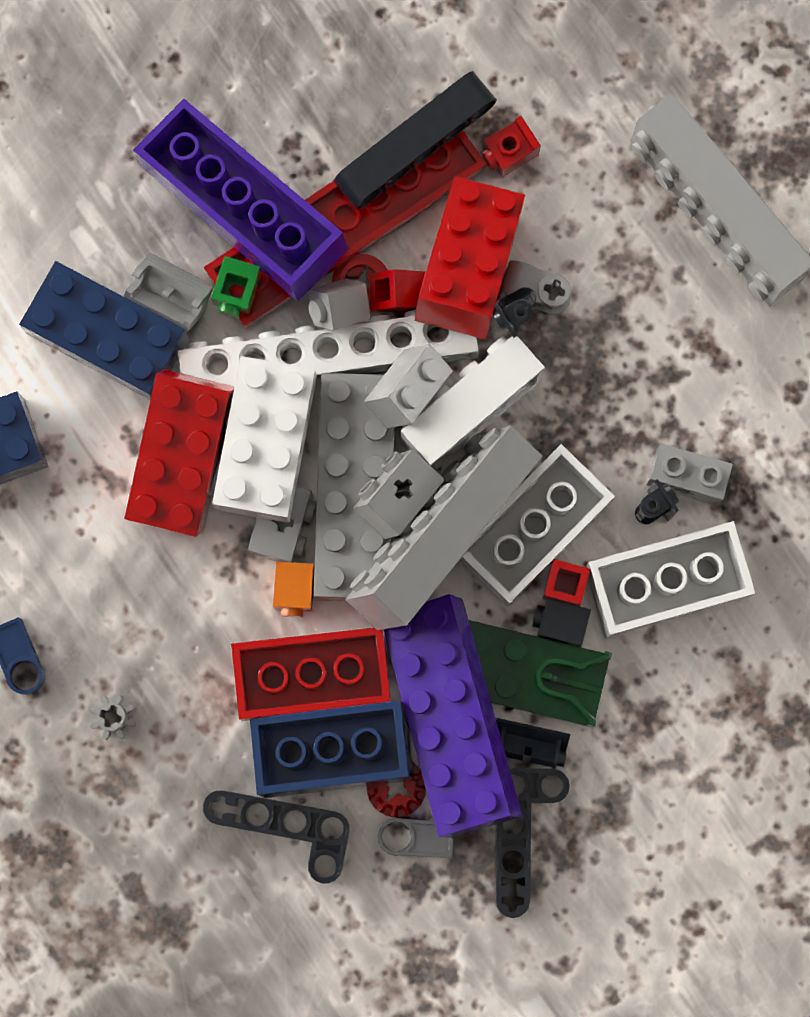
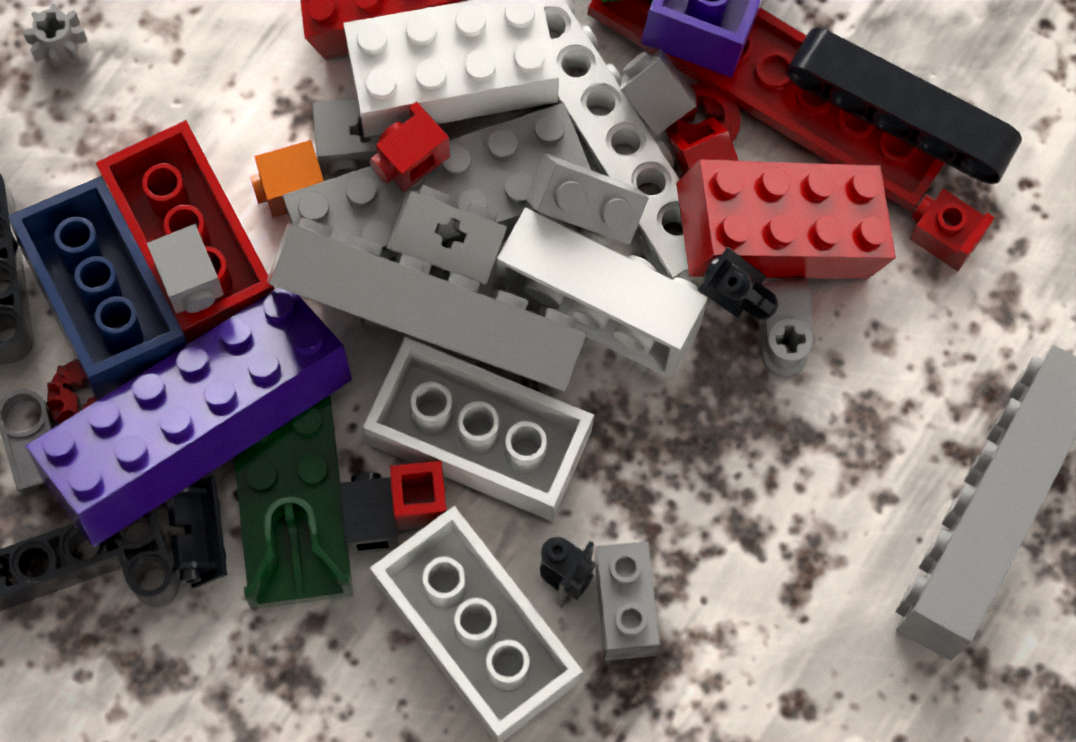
camera: 65 degrees right, 10 degrees down
(324, 494) = (410, 149): none -> red brick
(355, 682) = (186, 270): none -> light grey brick

